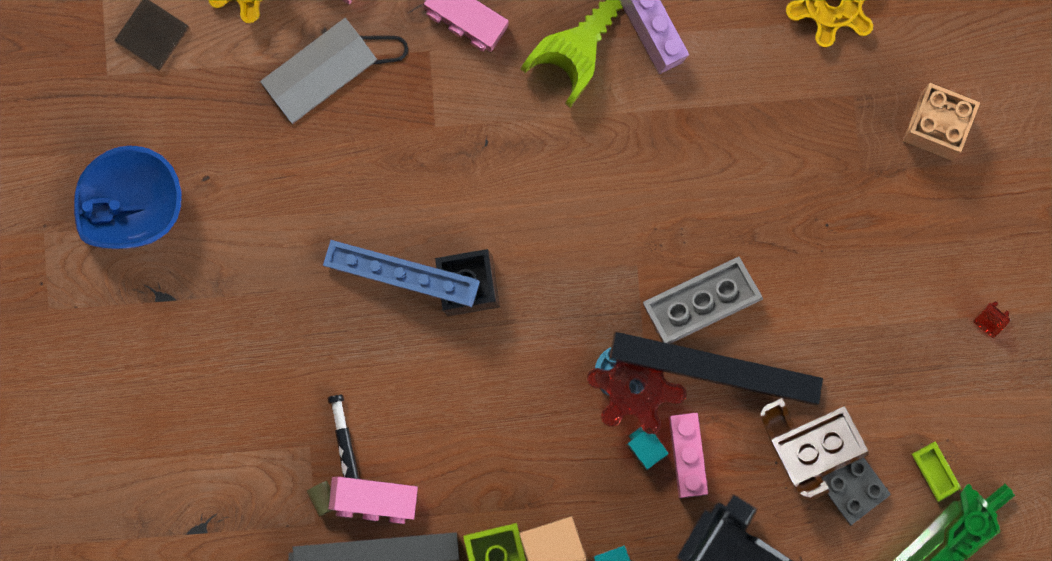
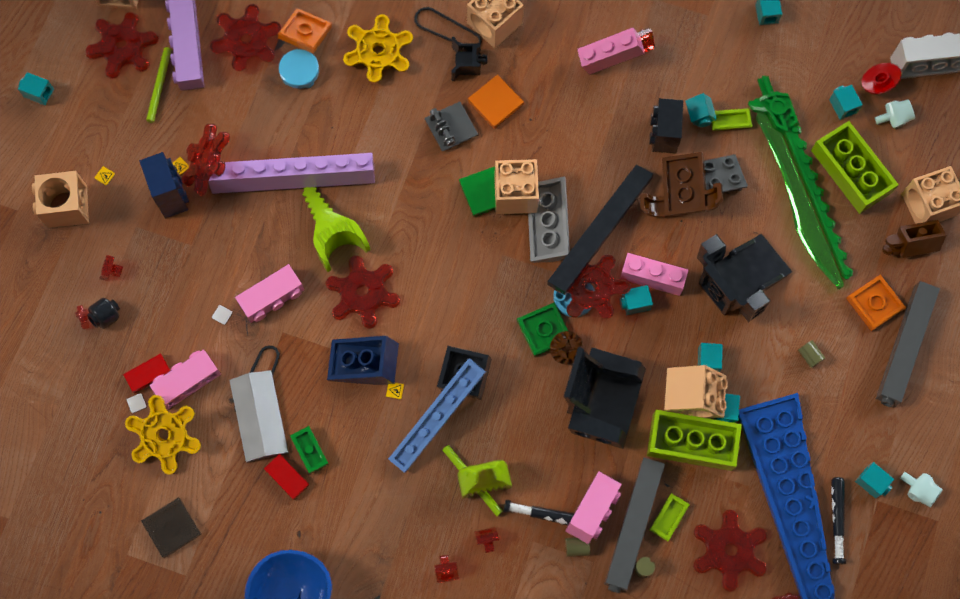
camera: 65 degrees left, 10 degrees down
(233, 361) = (446, 571): none -> clear red tile
(262, 134) = (286, 476): none -> red tile
(289, 391) = (487, 537): none -> clear red tile
(303, 146) = (309, 450): none -> green plate
(348, 347) = (485, 496): none -> lime bar
(353, 360) = (483, 478): none -> lime animal
(416, 211) = (395, 390): none -> yellow sticker
(433, 159) = (363, 360): none -> dark blue slope
(507, 454) = (603, 395): none -> black piece
(517, 139) = (367, 304): none -> clear red plate
(554, 378) = (560, 341): none -> reddish brown gear
(565, 353) = (541, 327): none -> green tile
(707, 210) = (480, 191): none -> green tile
(720, 244) = (516, 186): none -> light nougat brick
(772, 132) = (450, 126): none -> dark grey hinge
(830, 172) = (495, 101): none -> orange tile
(868, 114) = (467, 59): none -> black piece
(886, 395) = (666, 126): none -> black brick
(889, 71) = (446, 17): none -> black piece
(928, 429) = (701, 110): none -> teal brick
(954, 286) = (611, 51): none -> bright pink brick

